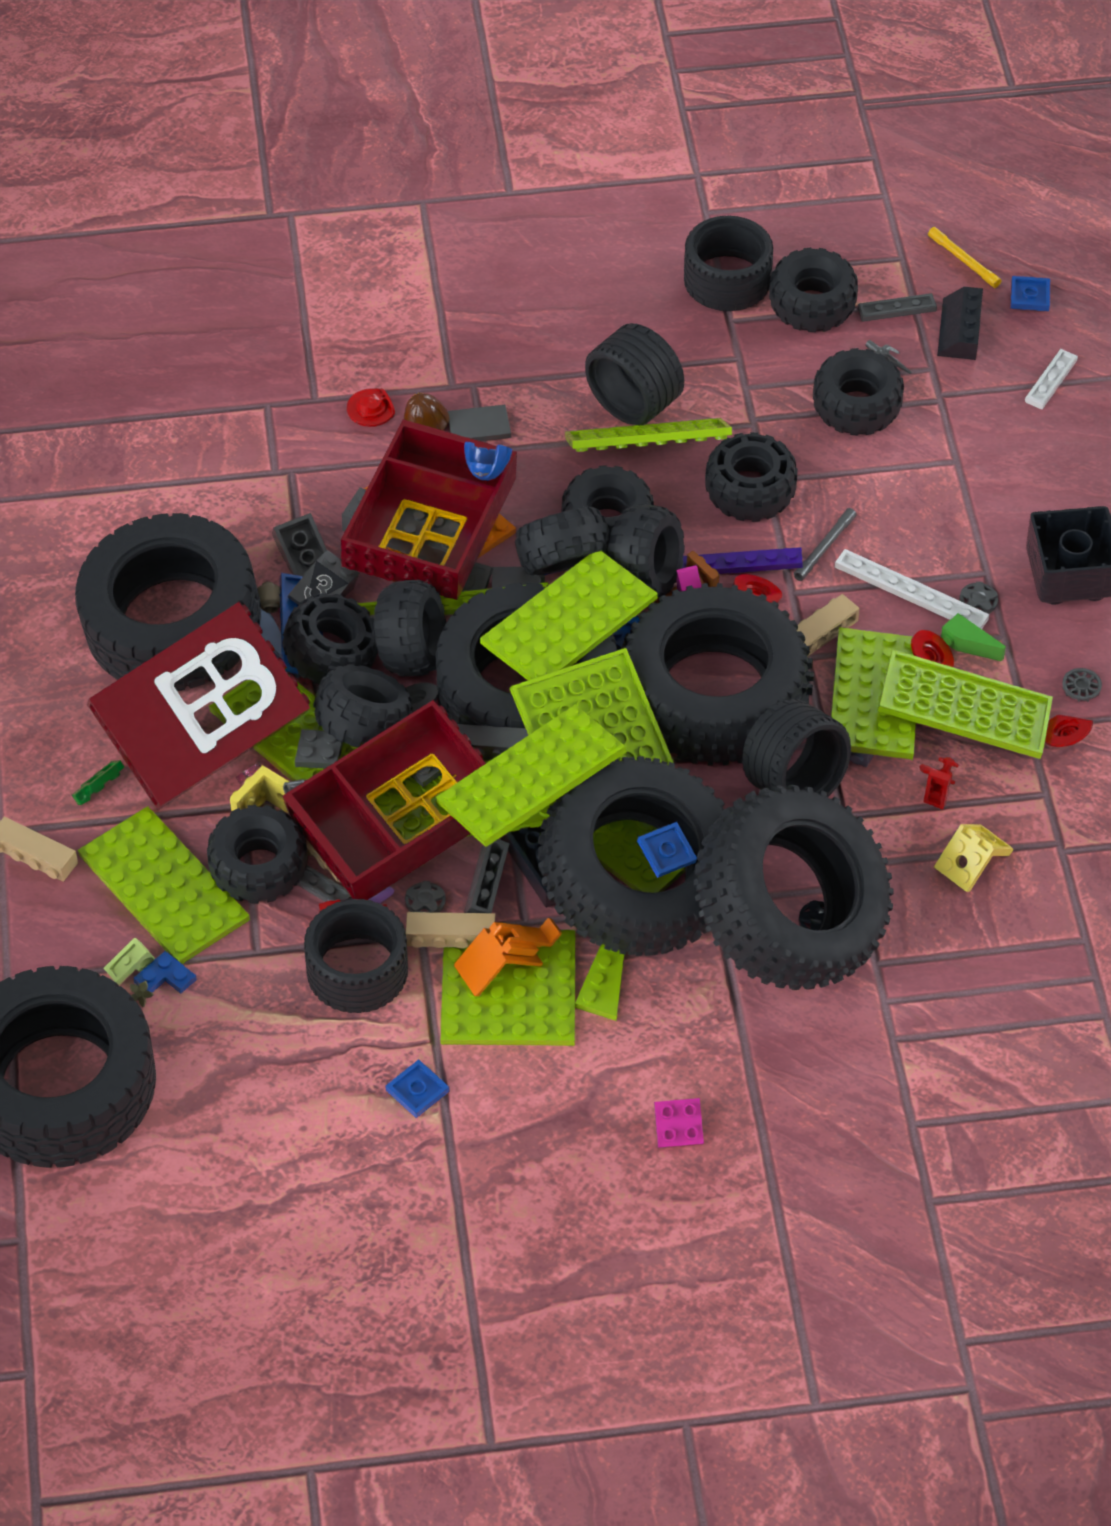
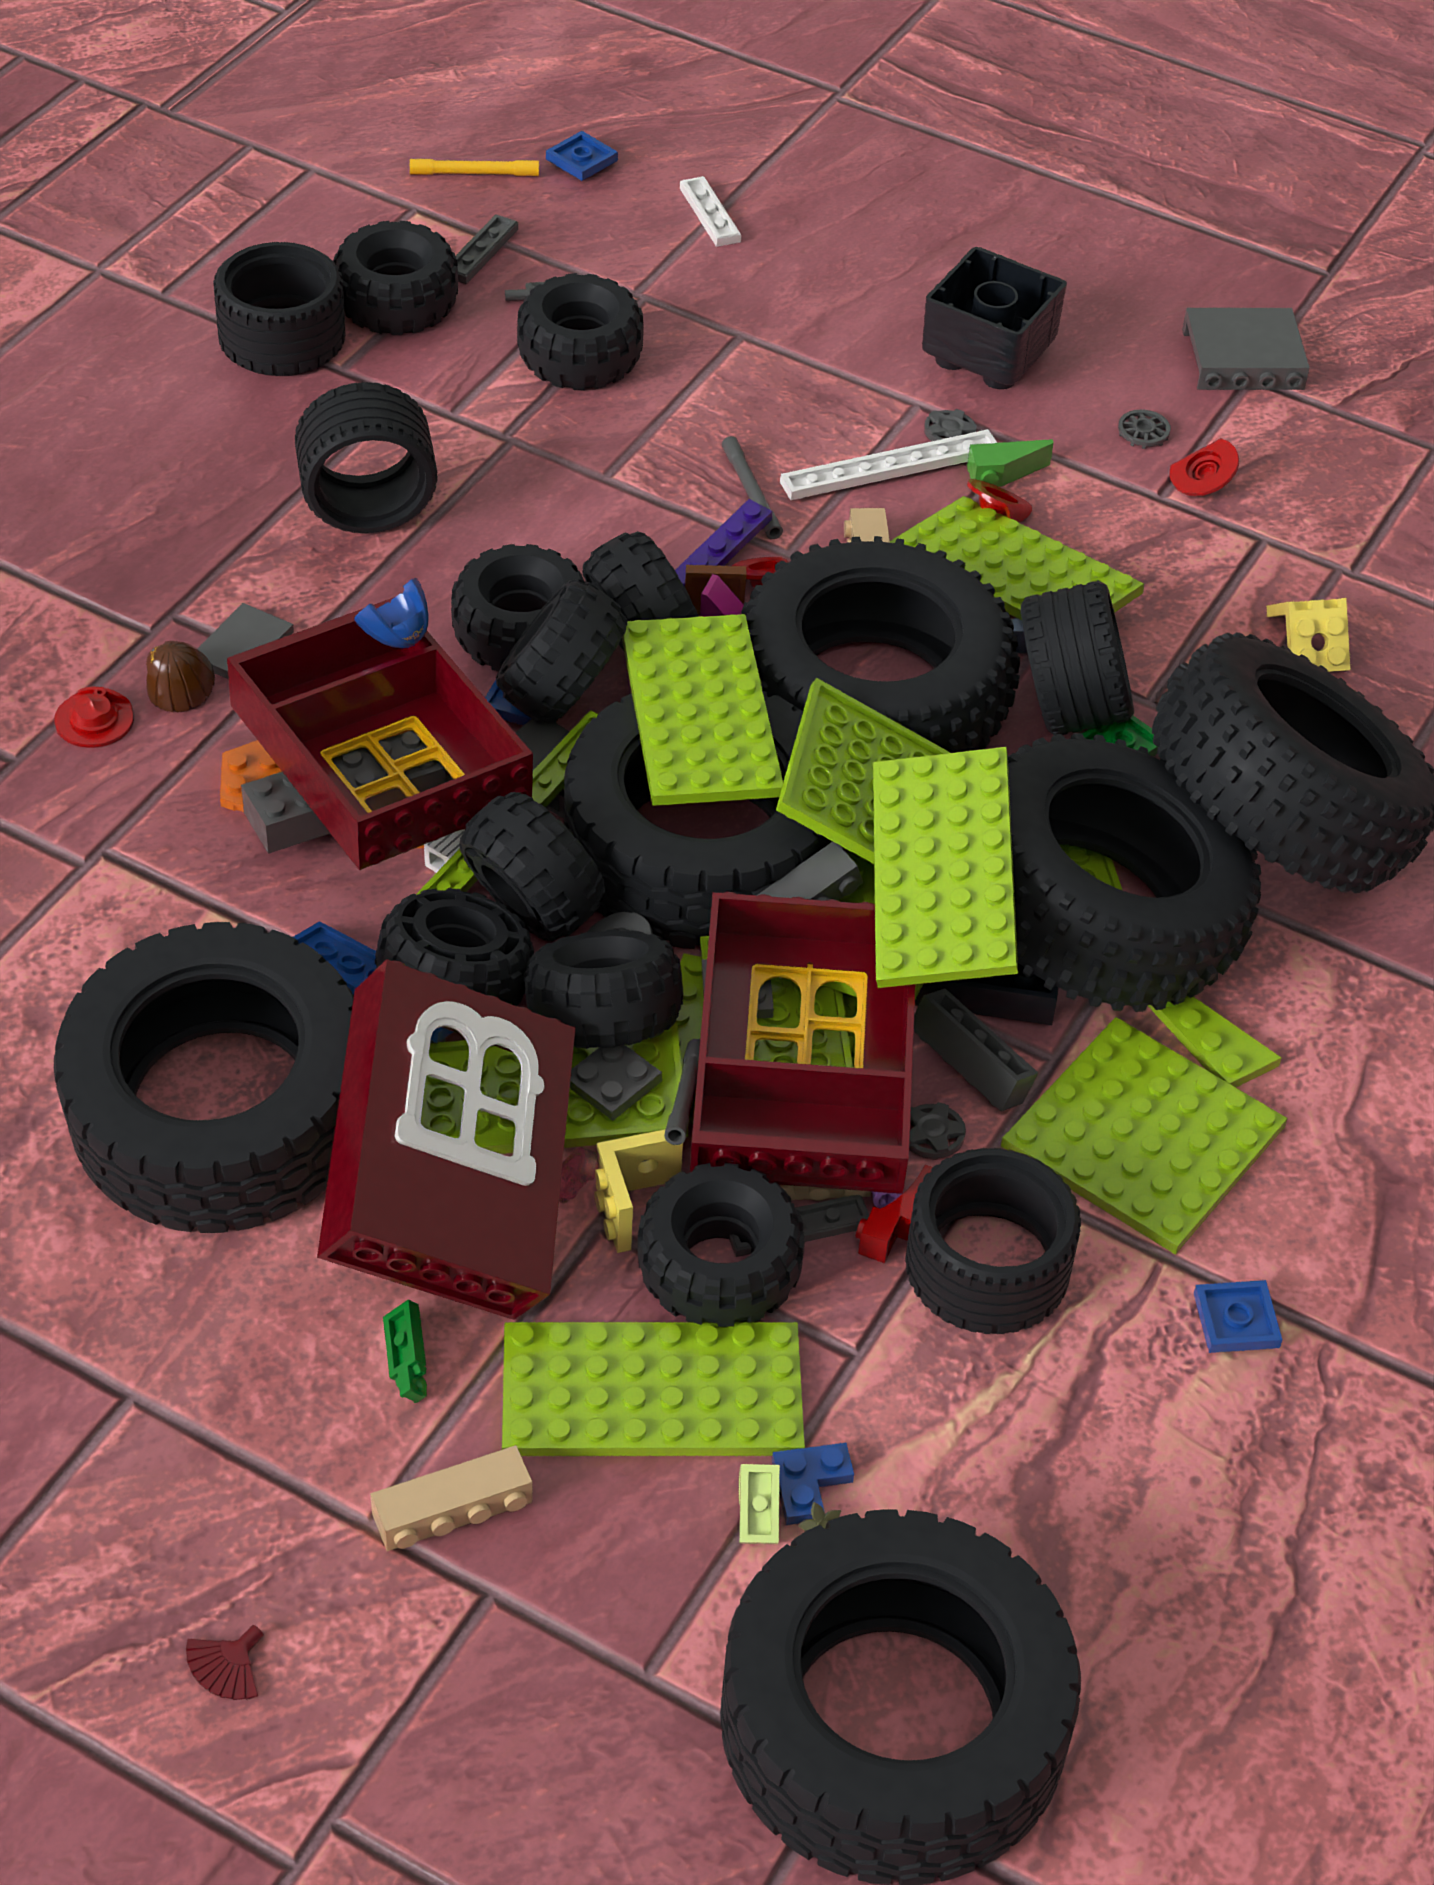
camera: 55 degrees left, 5 degrees down
(299, 543) = (248, 897): dark grey slope -> none
(325, 577) = (341, 915): dark grey slope -> none
(445, 929) = (1036, 1114): tan brick -> none
(502, 945) = (1118, 1101): orange piece -> none
(642, 434) = (450, 510): lime plate -> none
(667, 849) = (1164, 821): blue plate -> none
(746, 496) = (605, 474): black tyre -> none
(938, 782) = (1193, 593): red piece -> none
(960, 323) = (565, 218): black slope -> none
(965, 704) = (1105, 511): lime plate -> none

